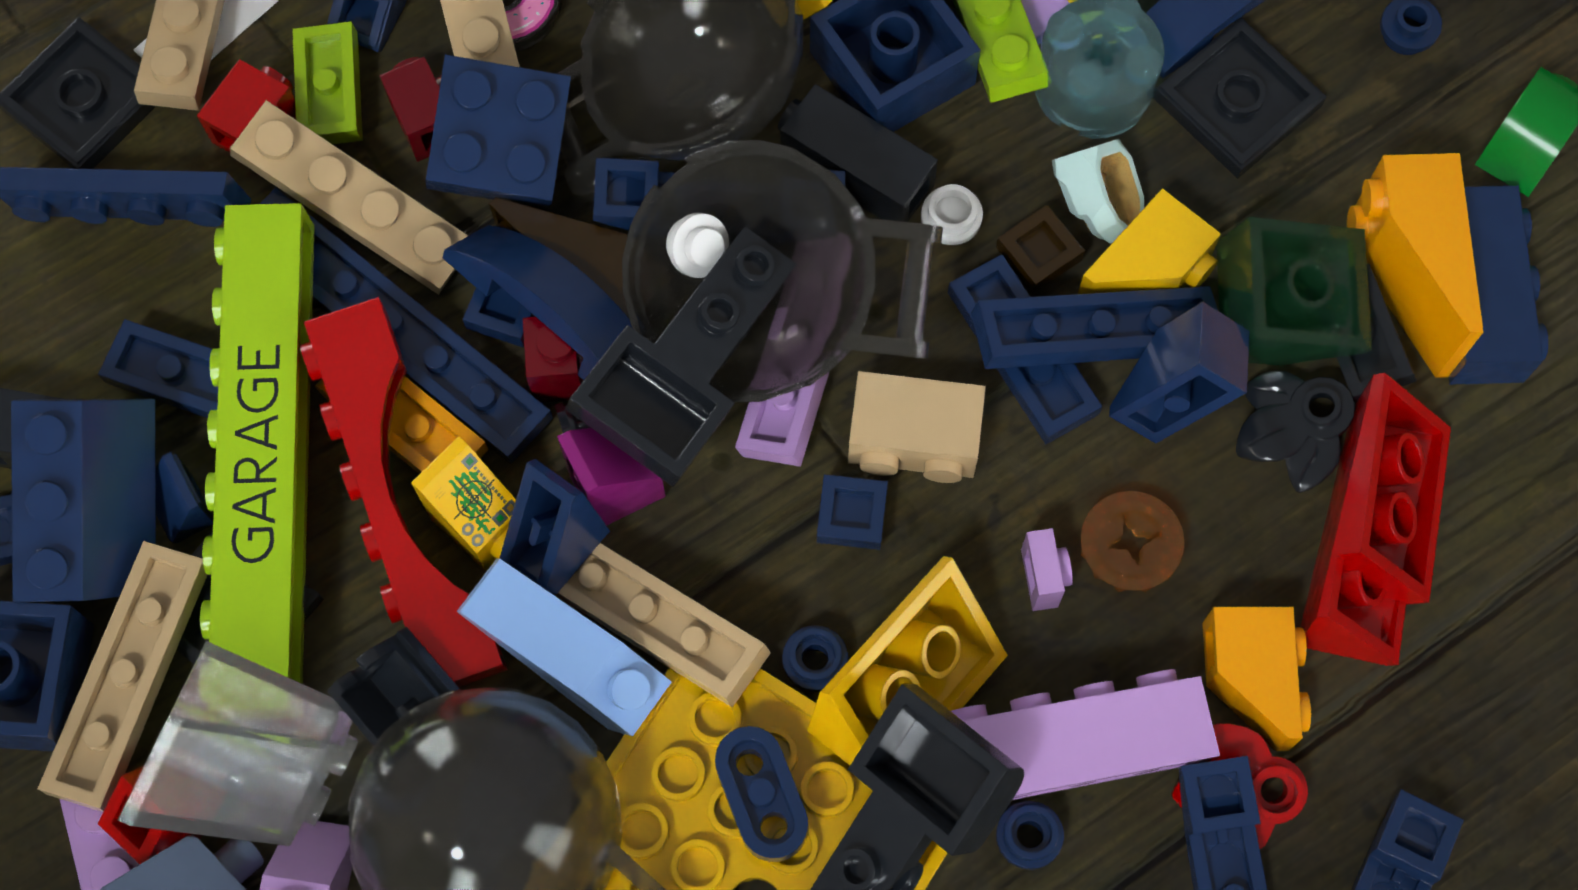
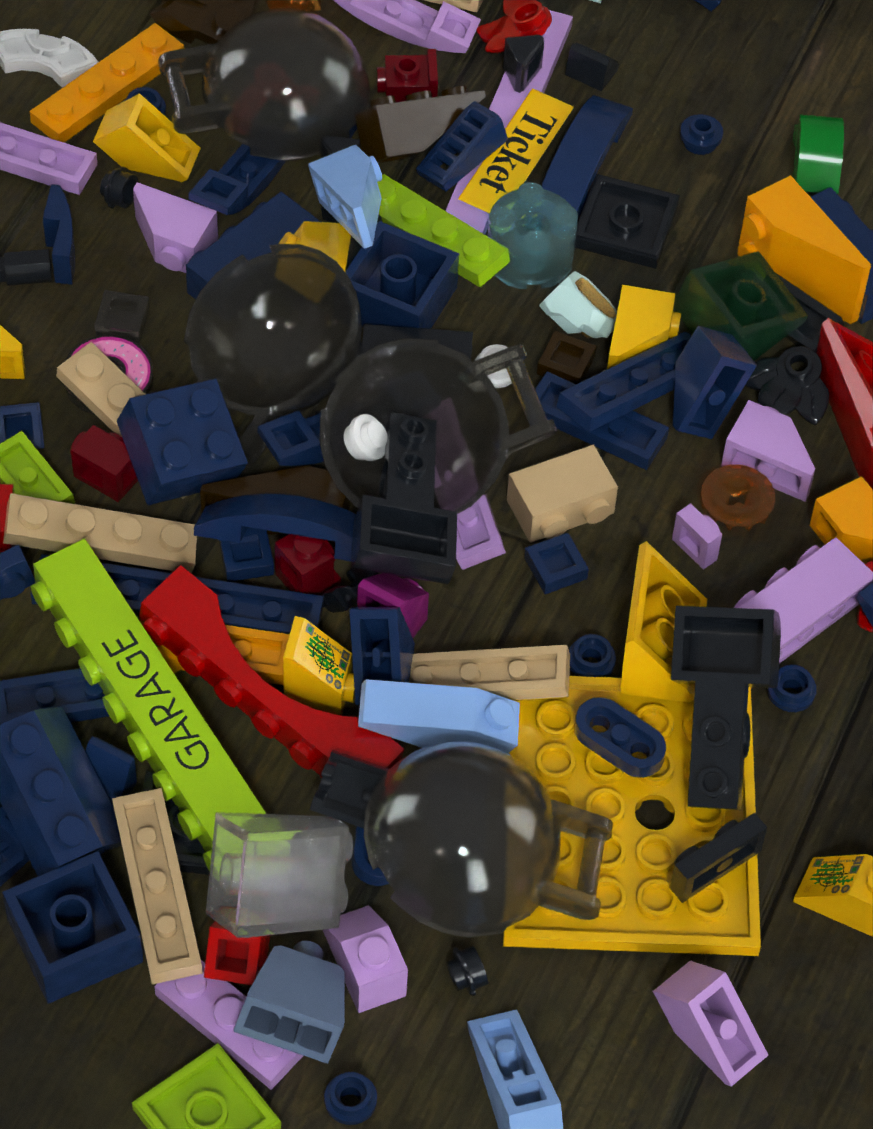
camera: 35 degrees left, 15 degrees down
(1211, 495) = (773, 447): none -> lavender slope

